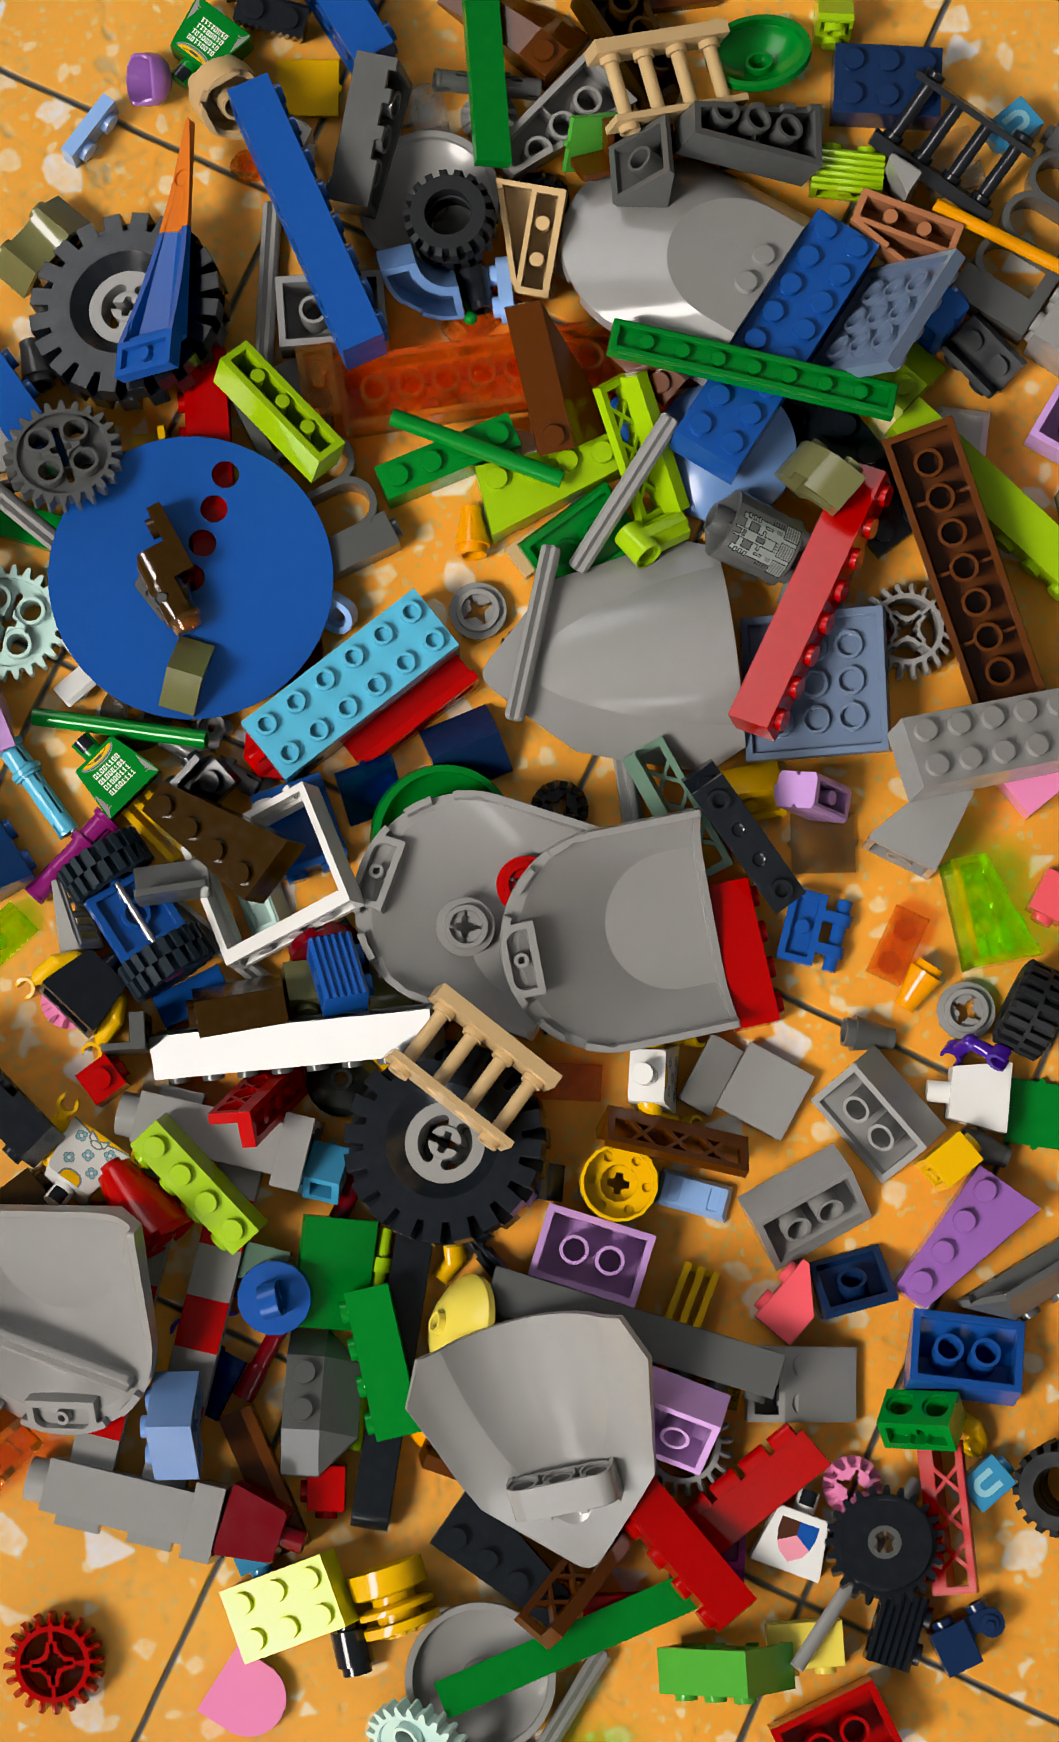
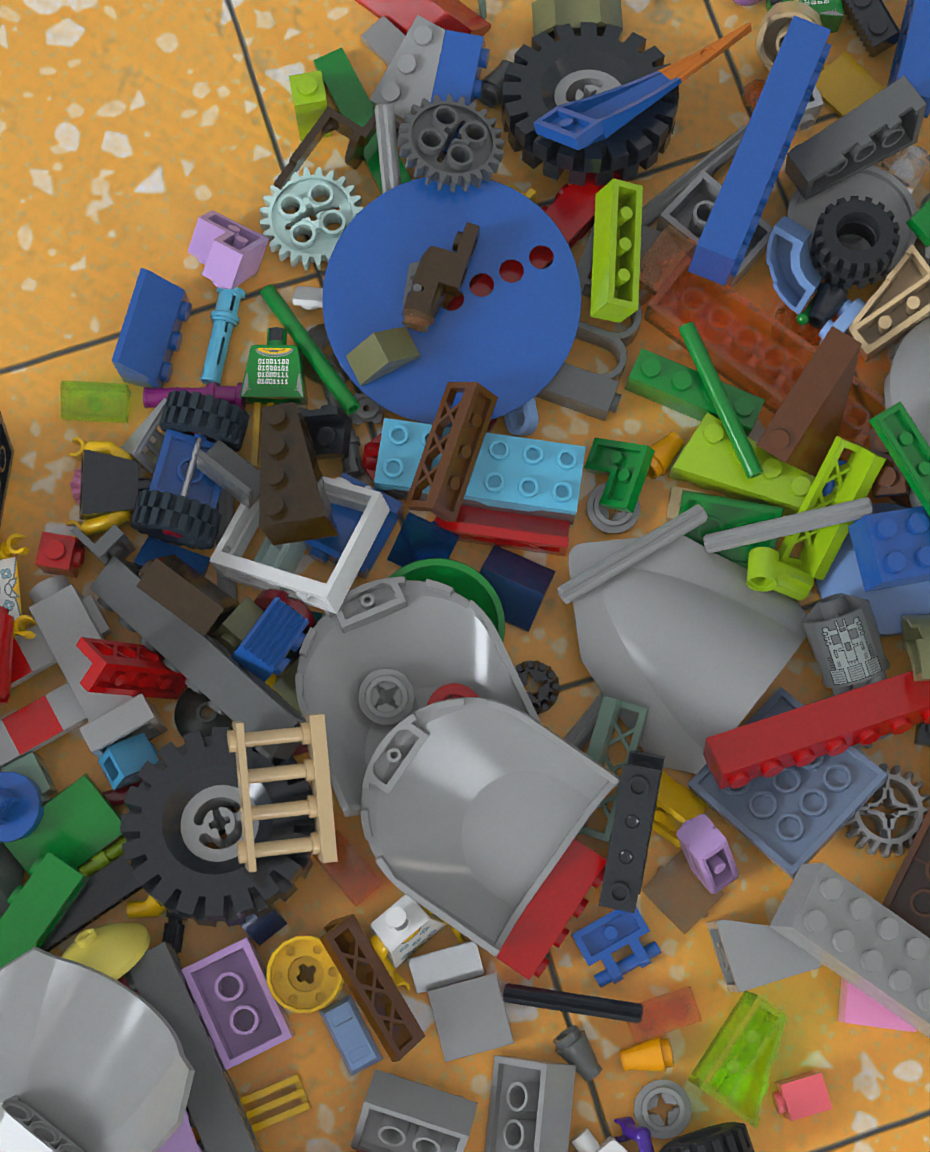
camera: 45 degrees right, 5 degrees down
(198, 1184) = (36, 680): lime brick -> none
(323, 689) = (458, 450): none -> reddish brown fence
(456, 570) = (626, 468): none -> green plate
(827, 1003) = (573, 1003): none -> black axle

